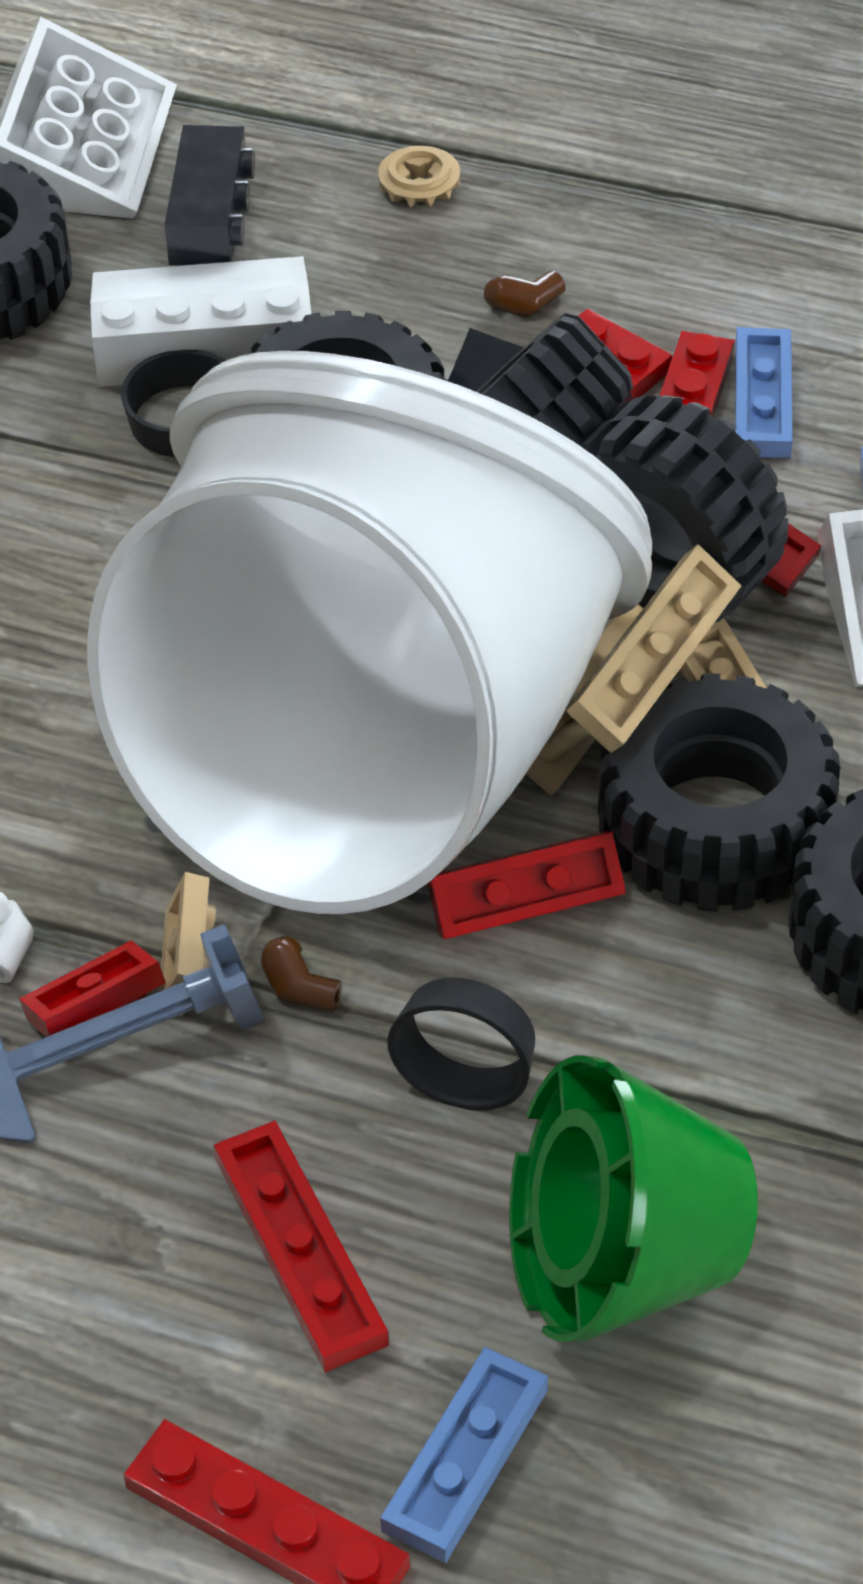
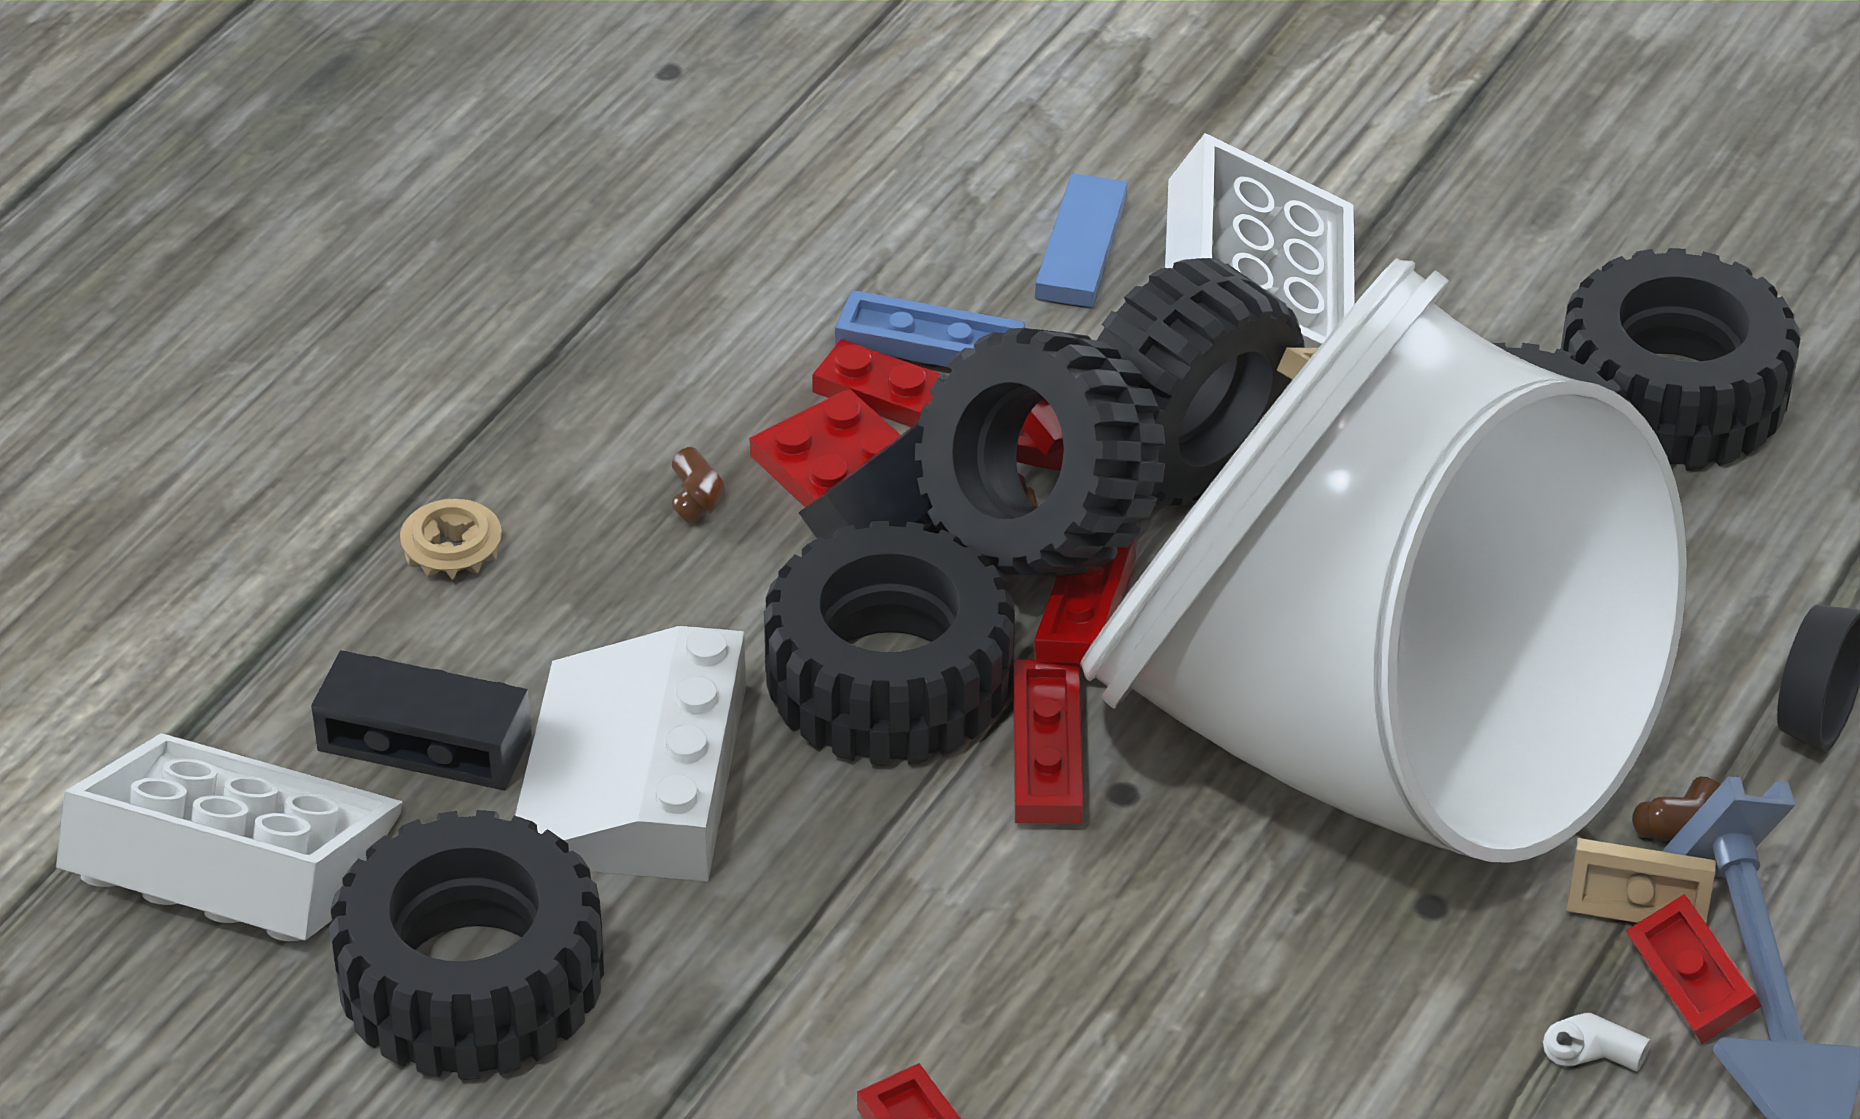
camera: 80 degrees left, 5 degrees down
(157, 374) = (794, 745): black tyre -> none

